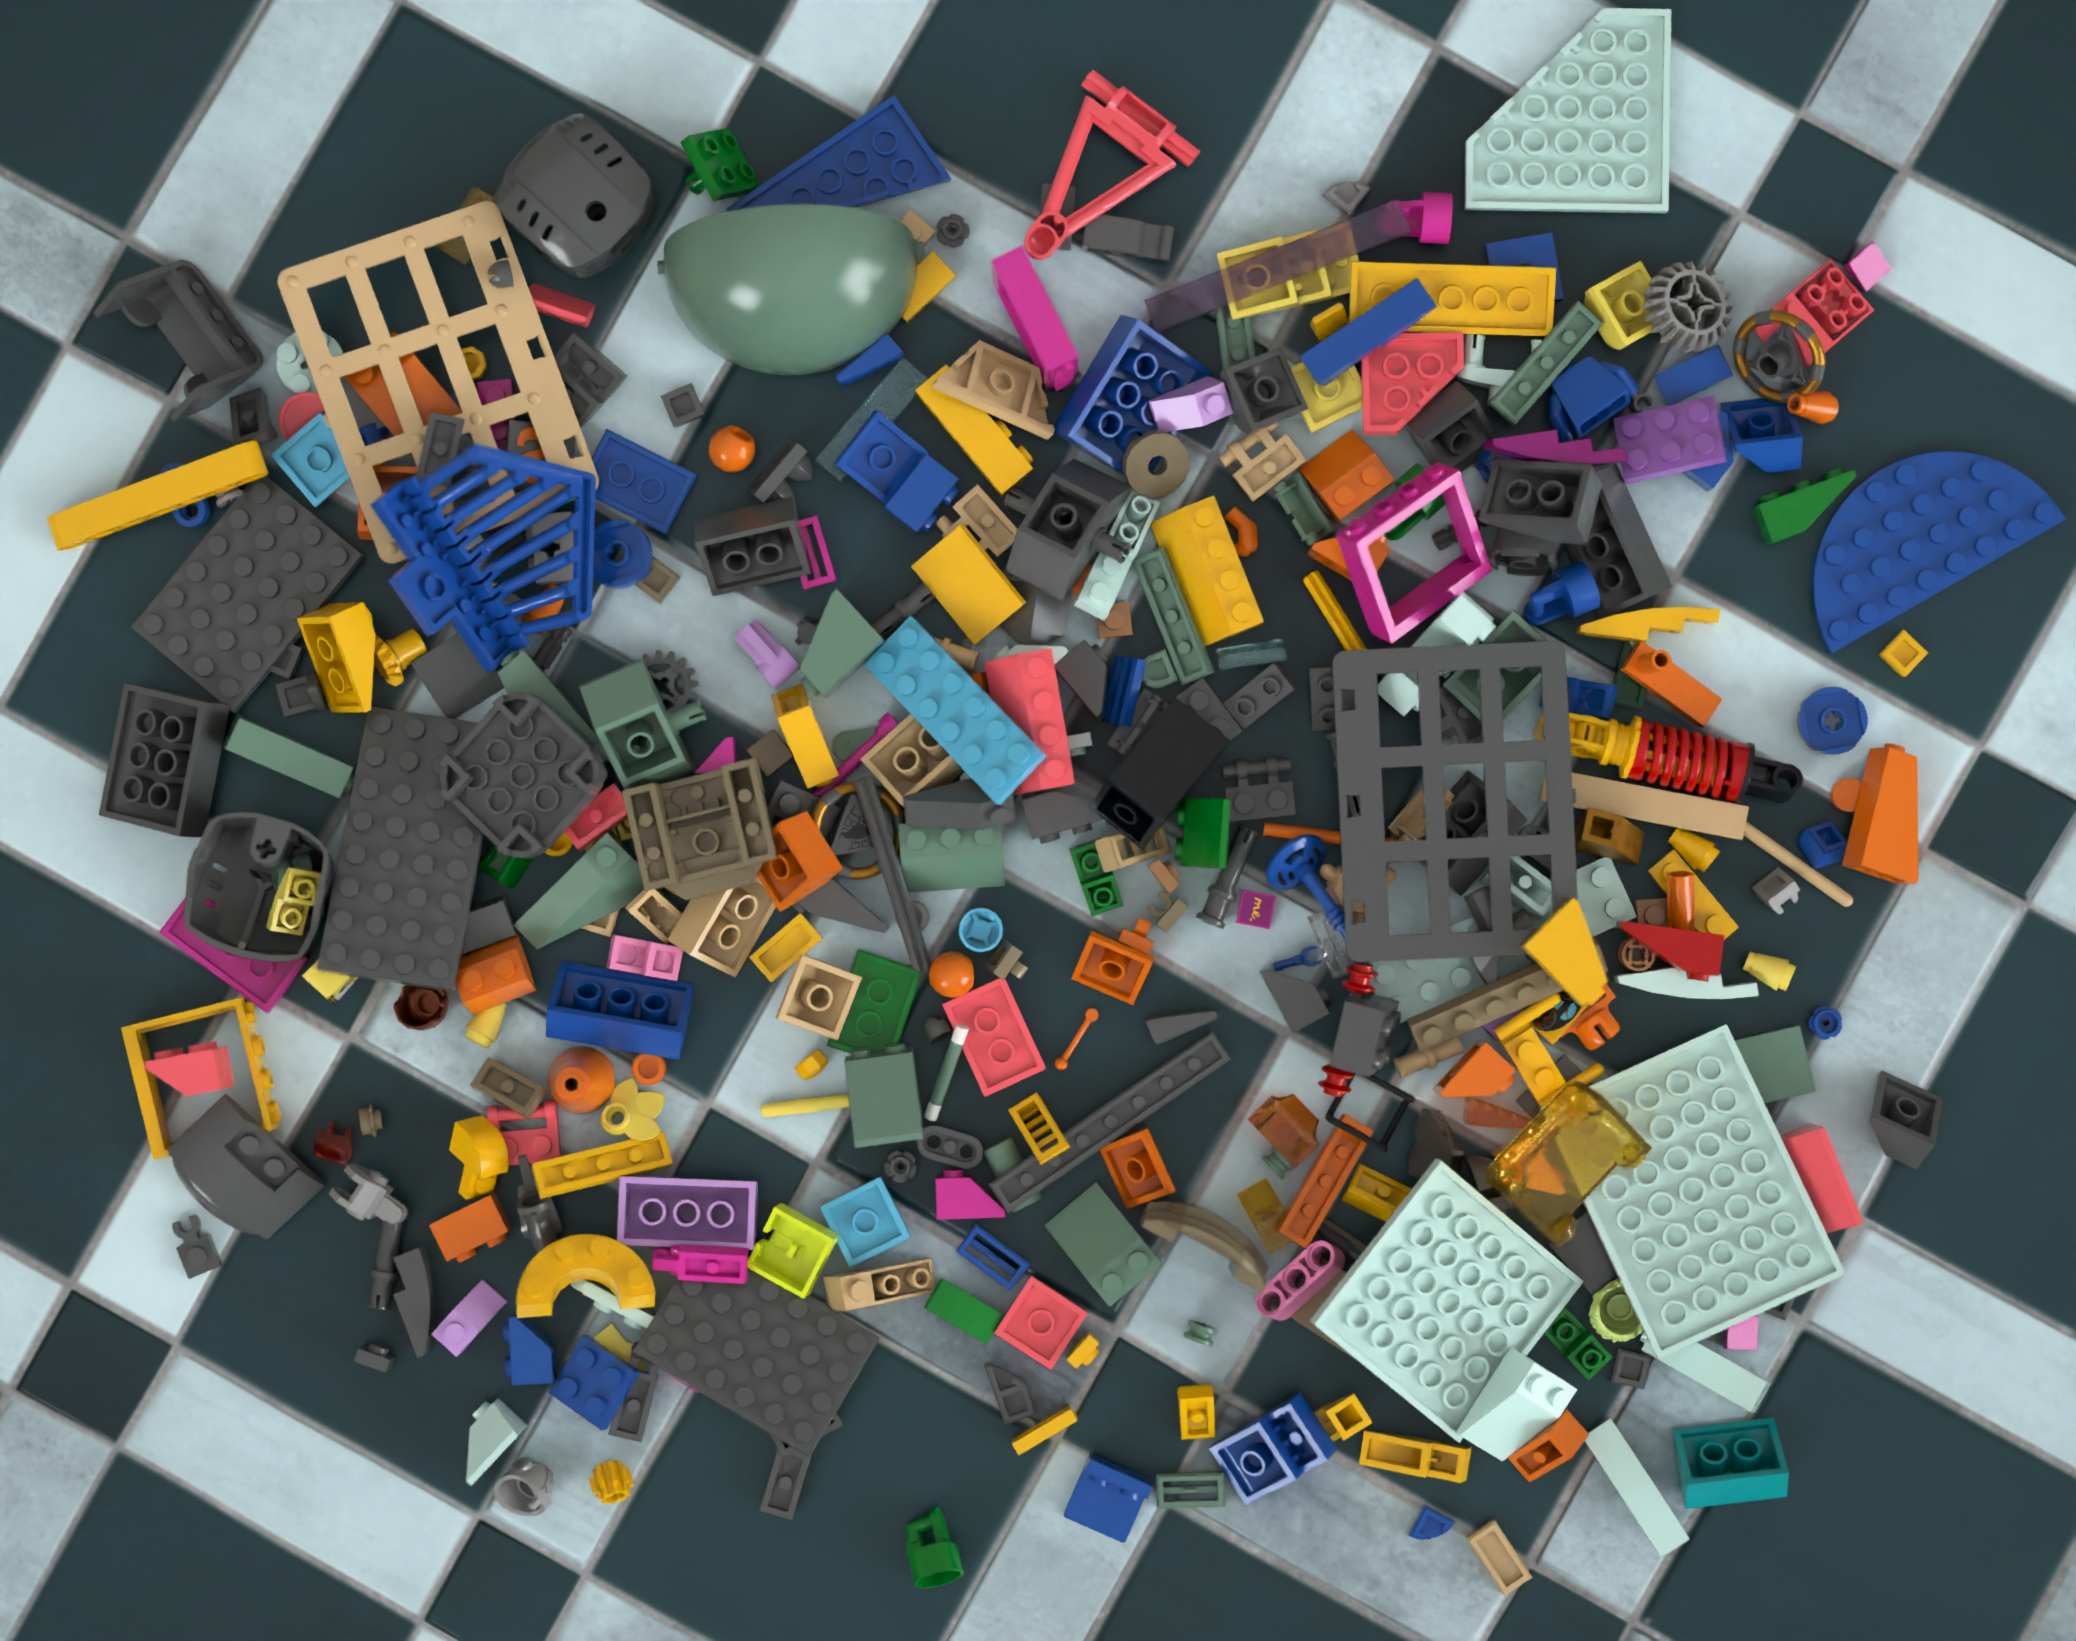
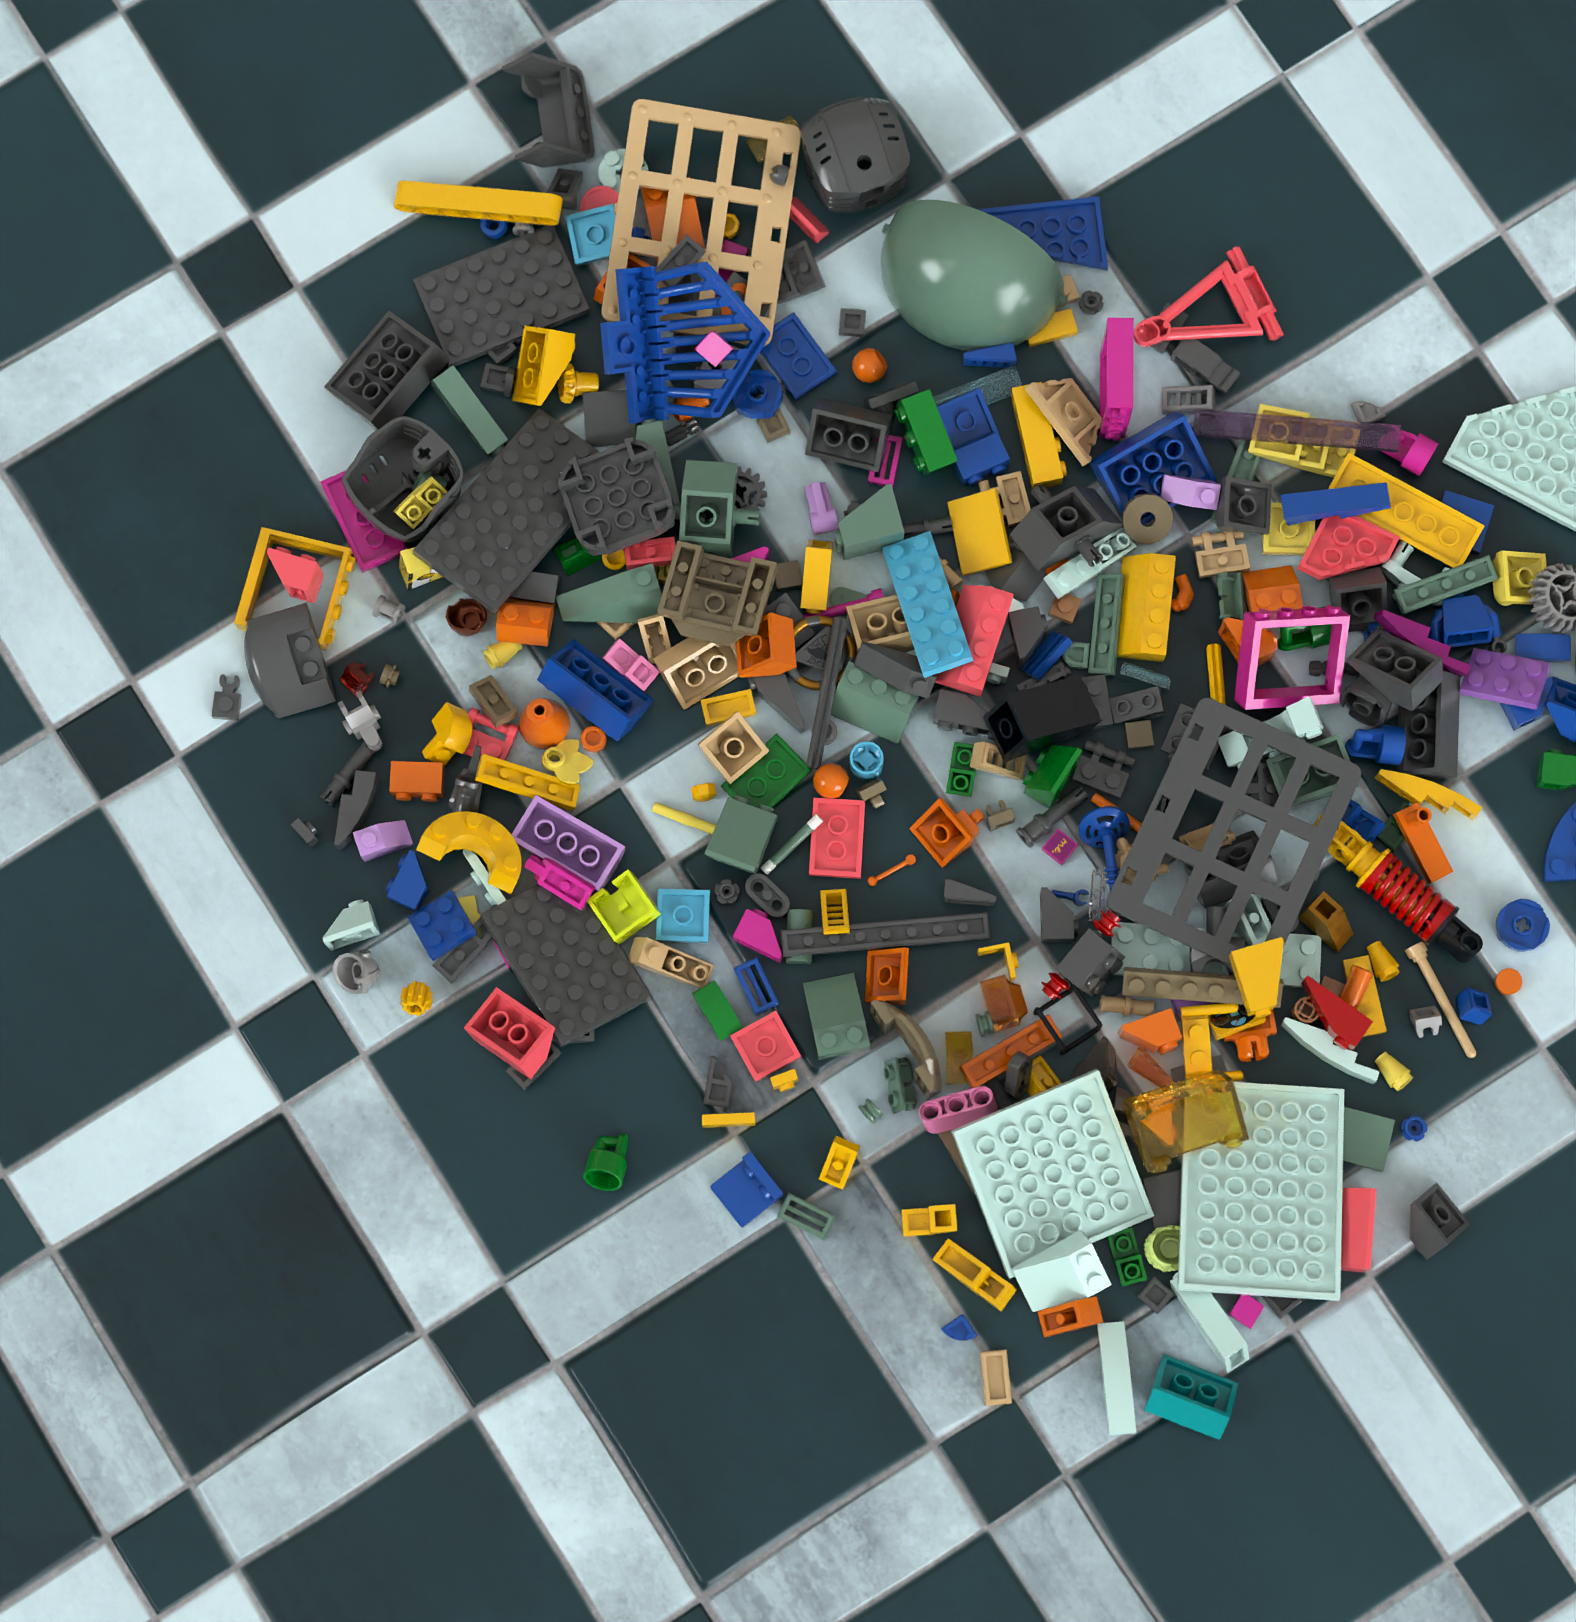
camera: 30 degrees right, 10 degrees down
(325, 1043) = (388, 610): none -> light grey bush
(539, 534) = (714, 348): none -> slope
(718, 165) = (958, 180): green plate -> none
(743, 1468) = (512, 1032): none -> coral slope
(843, 501) = (925, 432): none -> green brick
(936, 1029) = (800, 813): dark grey hinge -> none
(1134, 301) = (1188, 408): none -> light grey slope
(1165, 874) = (1010, 790): medium nougat plate -> none
(1225, 1297) = (896, 1073): none -> sand green hinge
(1267, 1071) = (1010, 958): none -> yellow bracket
(1273, 1449) = (878, 1216): blue slope -> none
(1278, 727) = (1139, 734): none -> dark tan tile
(1329, 321) = (1313, 483): yellow slope -> none
(1348, 1205) = (1018, 1075): none -> dark grey beam
(1658, 806) = (1373, 919): tan tile -> none
(1886, 818) = (1525, 1009): orange slope -> none

